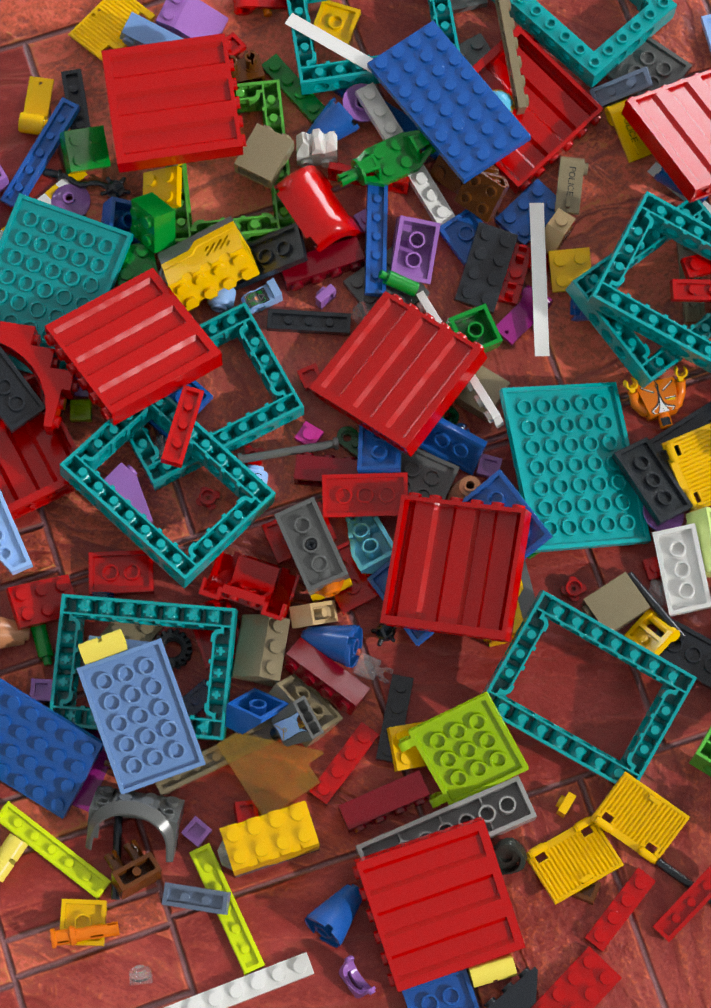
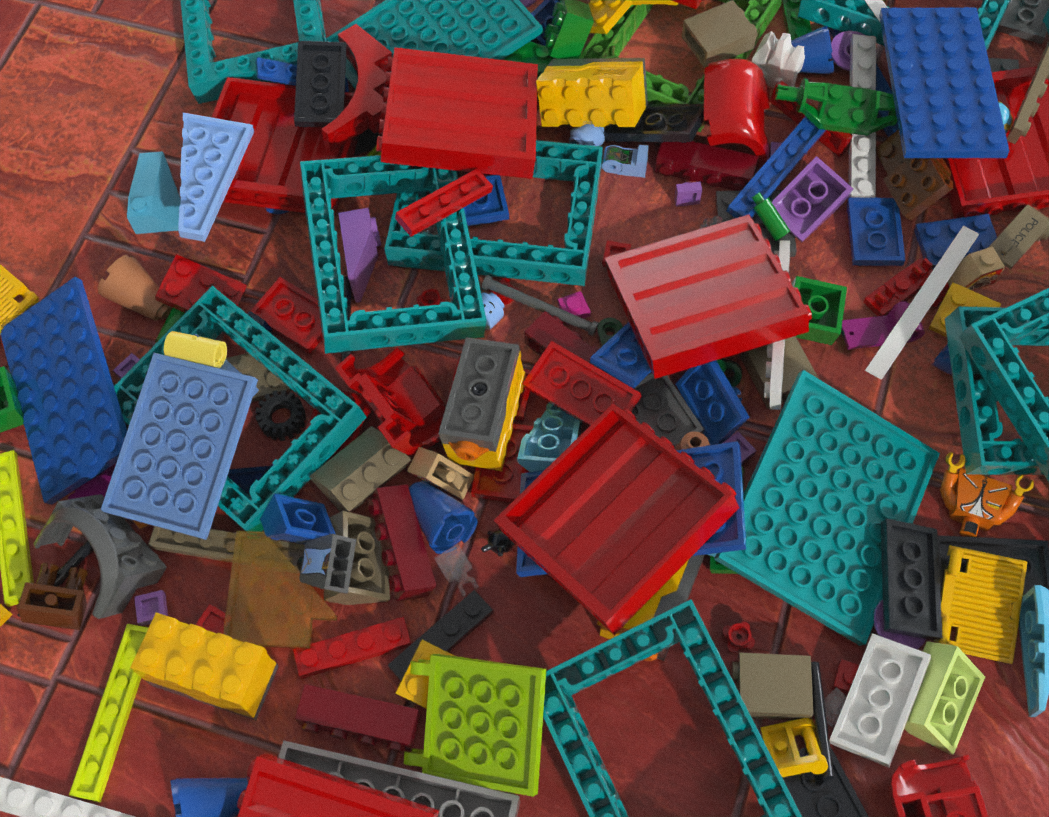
camera: 40 degrees right, 10 degrees down
(196, 898) = (90, 675): sand blue plate -> none
(309, 322) = (653, 206): black plate -> none
(485, 267) = (874, 258): black plate -> none

